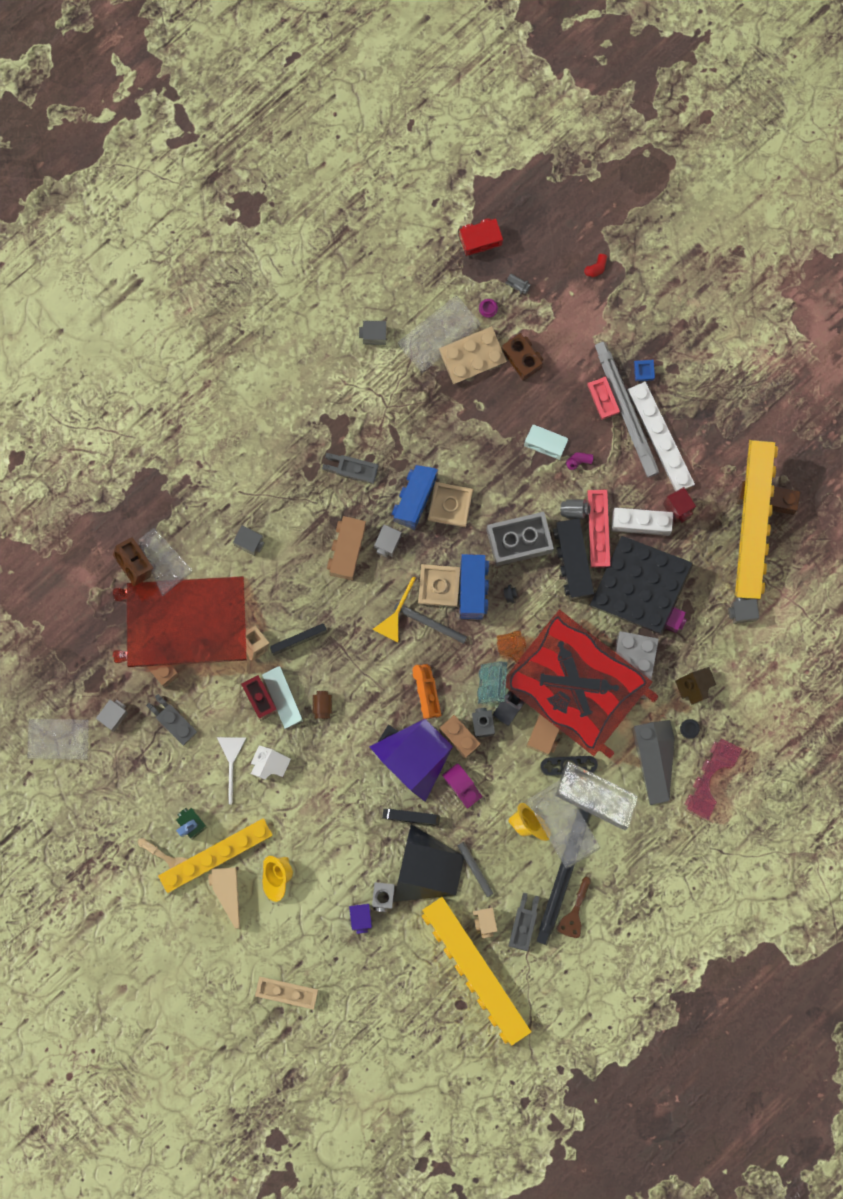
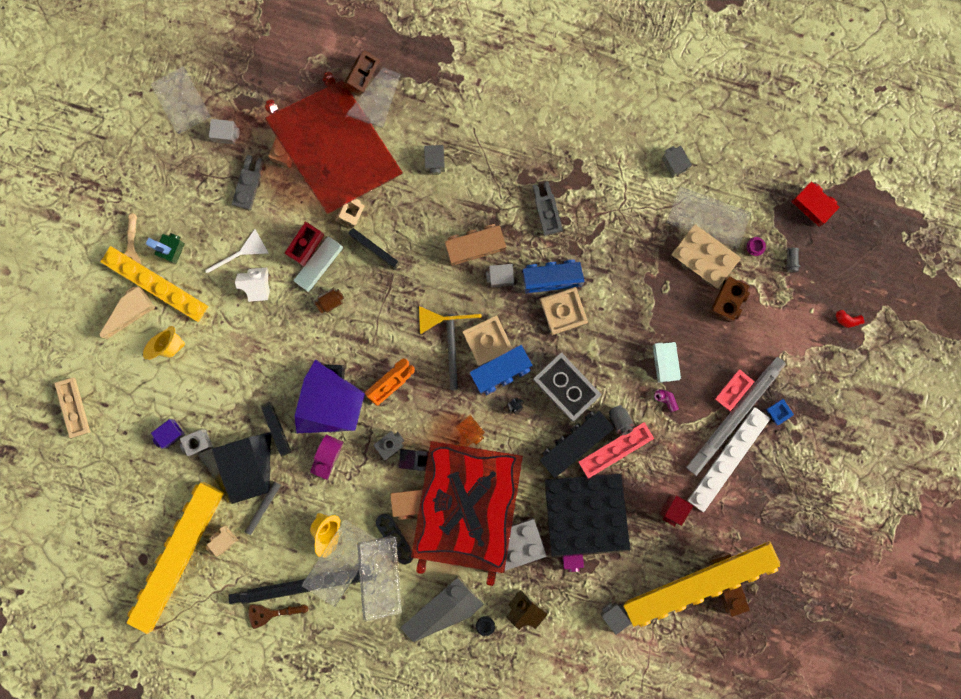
camera: 70 degrees right, 5 degrees up
(459, 737) = (366, 431): medium nougat brick -> none
(492, 683) = (427, 433): clear light blue plate -> none
(523, 924) = (237, 575): dark grey hinge -> none
(642, 521) = (643, 484): white brick -> none
(701, 801) = (475, 668): clear pink arch -> none

